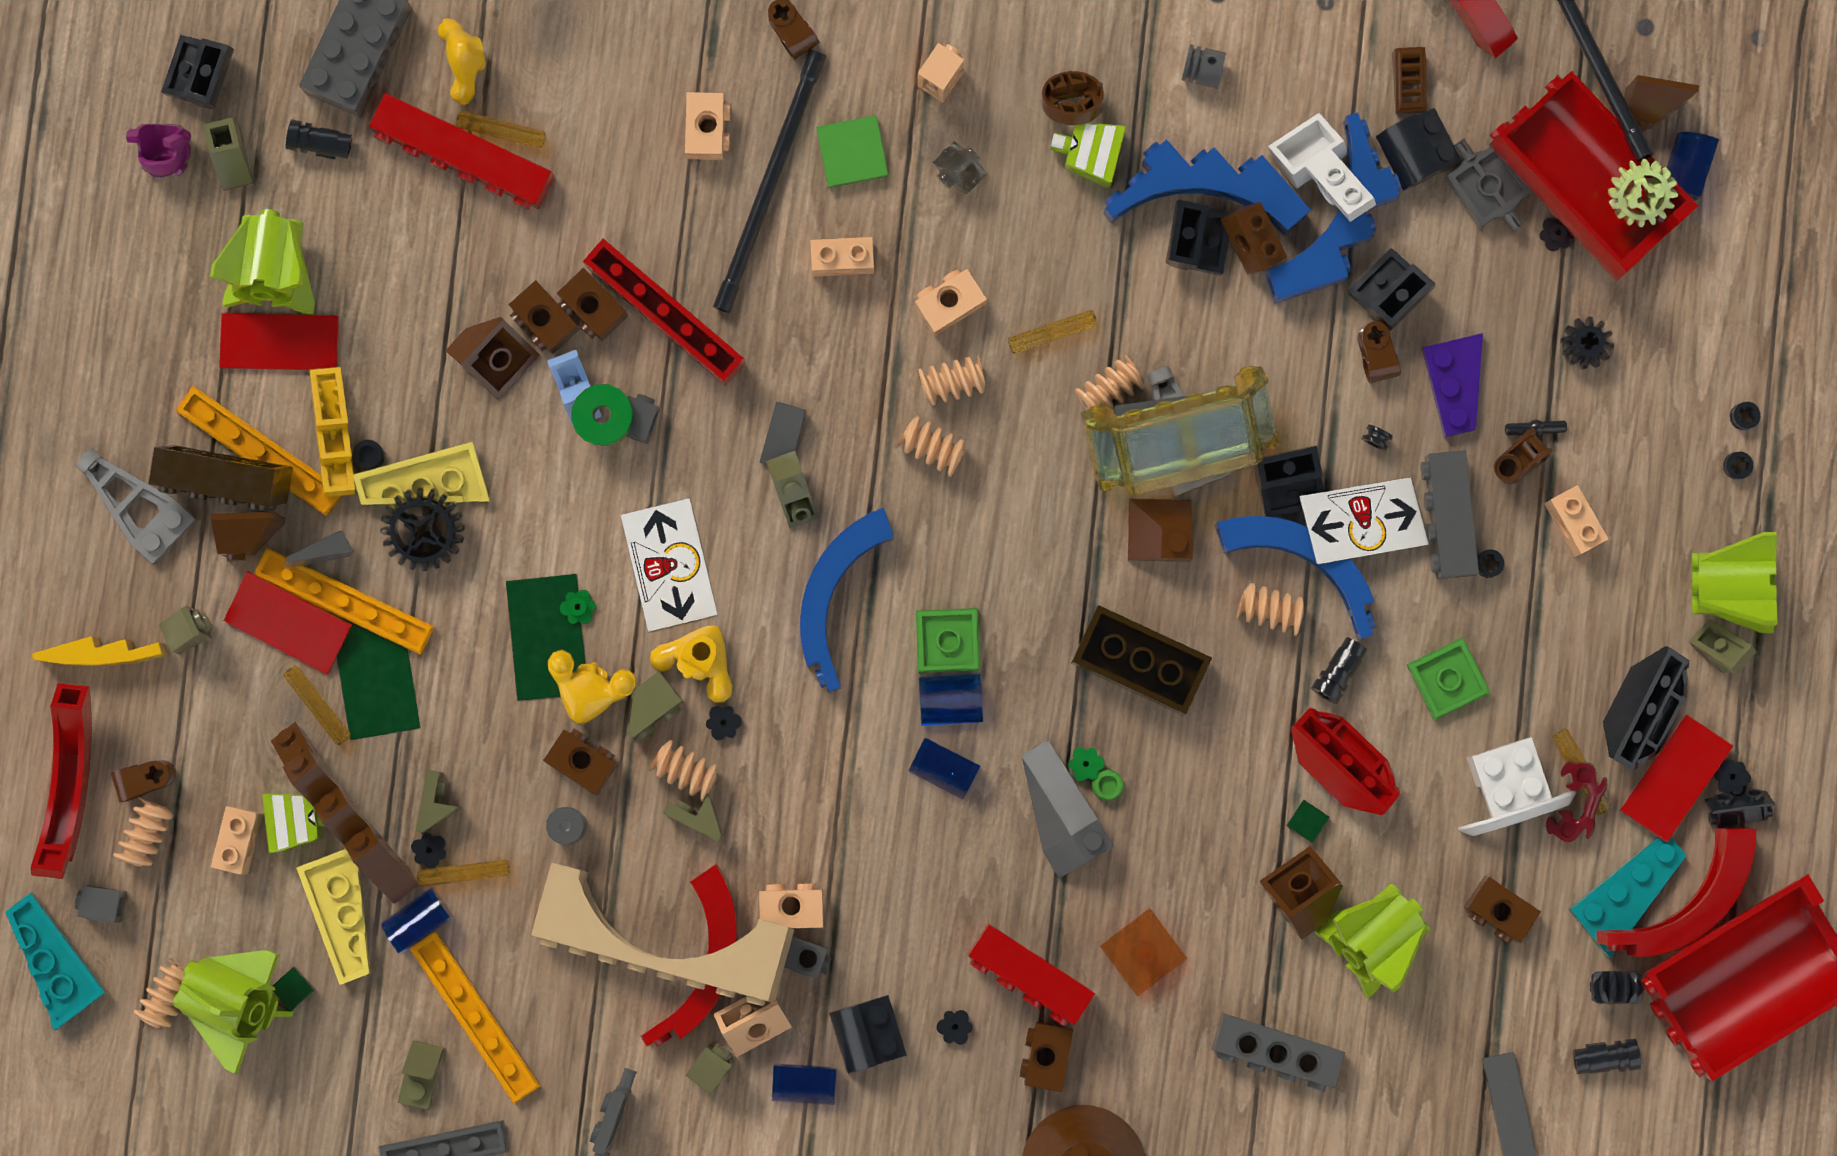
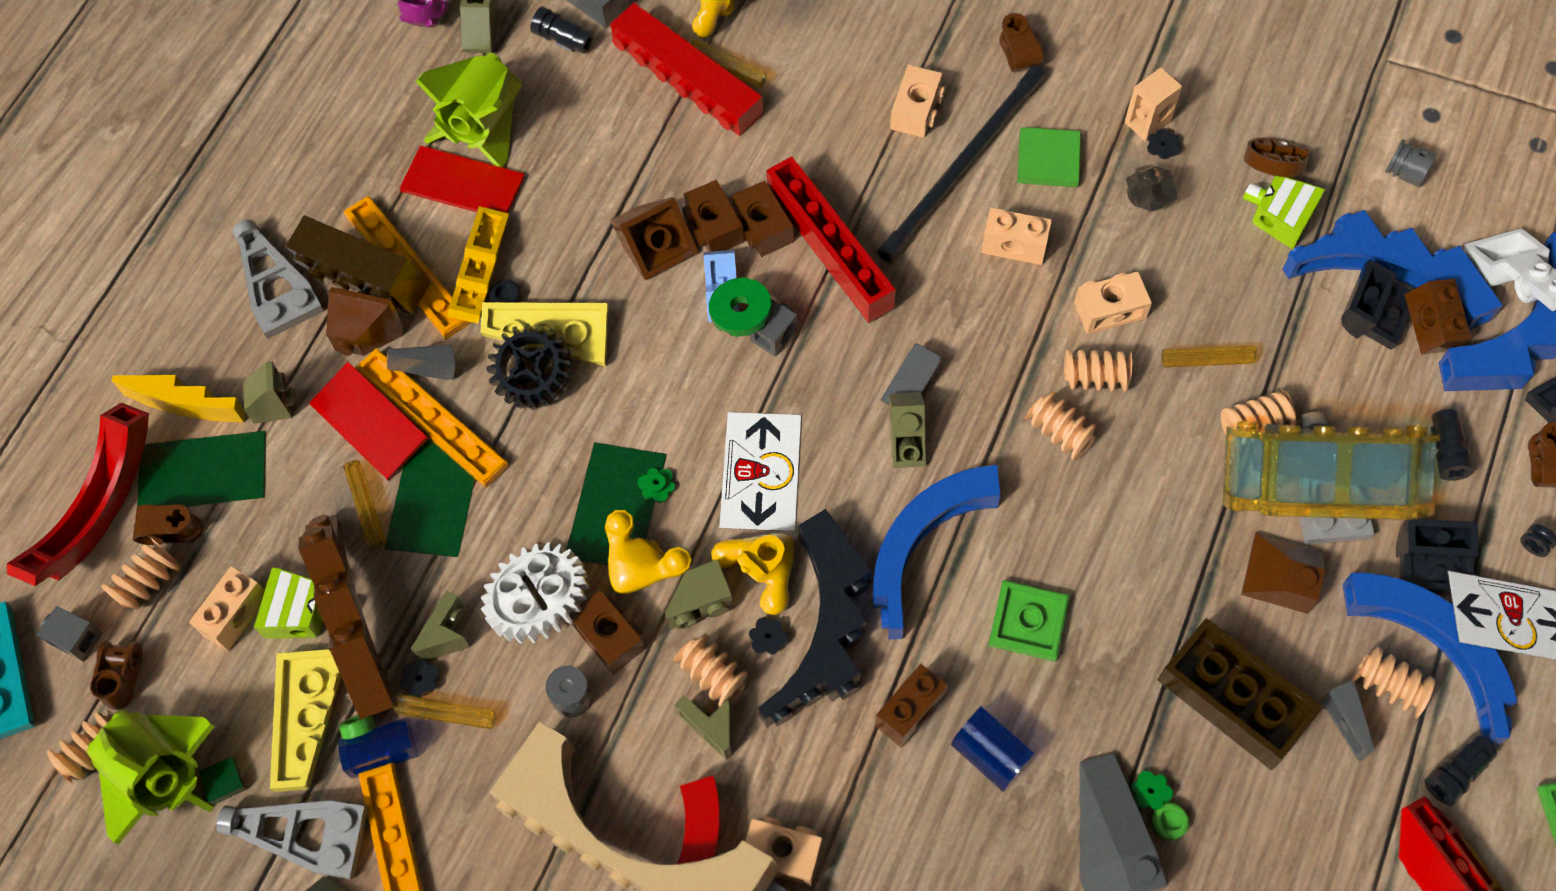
camera: 20 degrees right, 20 degrees down
(150, 715) = (202, 470): none -> dark green sticker
(159, 923) = (118, 667): none -> reddish brown piece
(390, 912) = (356, 727): none -> bright green tile
(416, 1008) = (340, 838): none -> light grey plate
(522, 724) = (512, 606): none -> white gear
(781, 735) = (826, 663): none -> black arch
(865, 751) = (911, 705): none -> reddish brown brick
(951, 699) = (1017, 680): clear blue brick -> none
(959, 97) = (1163, 144): none -> black plant
(1234, 645) = (1348, 715): none -> dark grey slope
(1285, 359) = (1452, 456): none -> black axle

